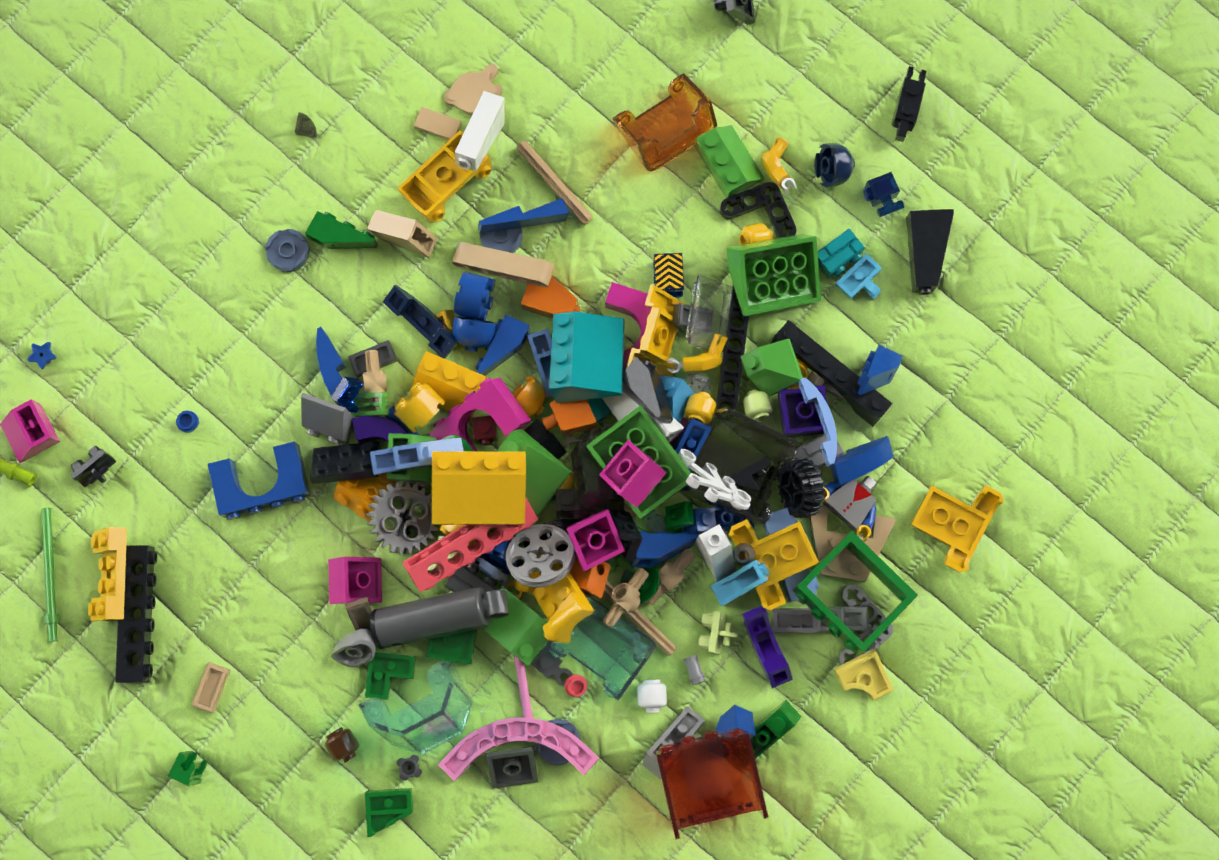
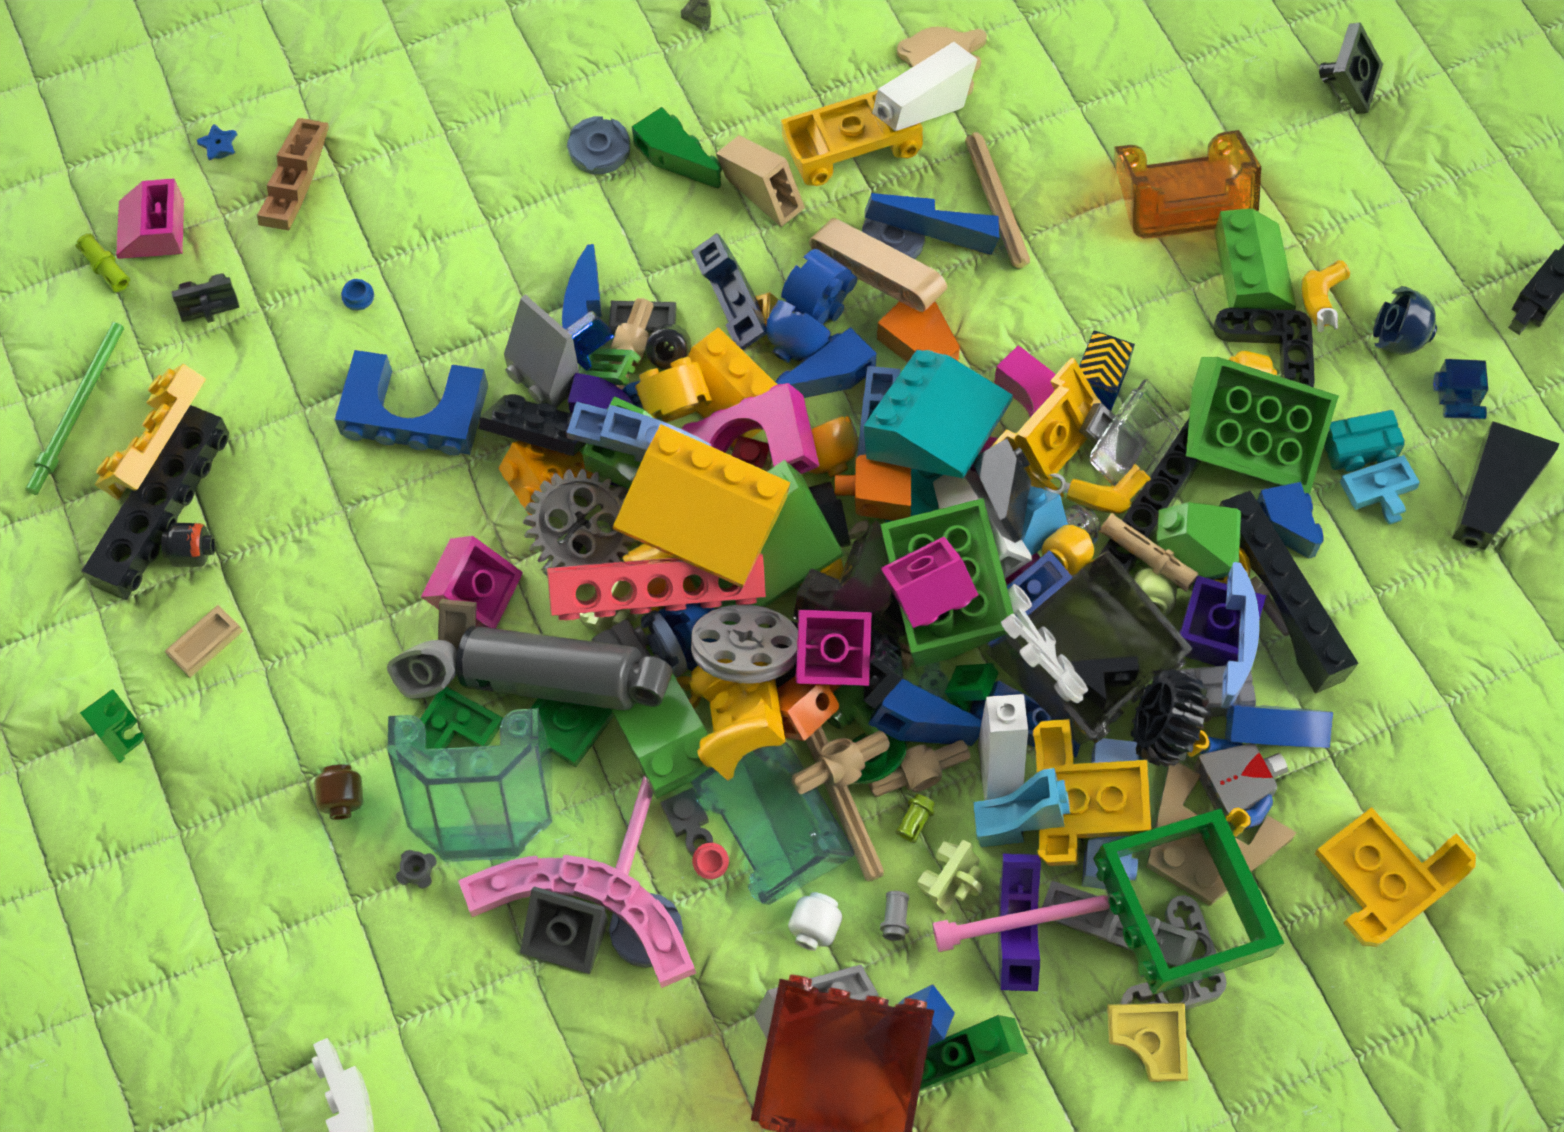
camera: 25 degrees right, 15 degrees down
(102, 355) = (294, 173): none -> medium nougat slope
(169, 633) = (187, 544): none -> black head
(386, 807) = (355, 909): green wing -> none
(399, 374) = (660, 353): none -> black head
(437, 123) = (868, 68): tan tile -> none
(680, 606) = (916, 816): none -> lime pin
(731, 670) = (950, 934): none -> bright pink piece
(747, 387) = (1143, 548): none -> tan pin
(749, 551) = (1040, 758): dark grey cone -> none
(816, 323) = (1292, 517): none -> blue slope
(879, 369) = (1358, 610): blue slope -> none

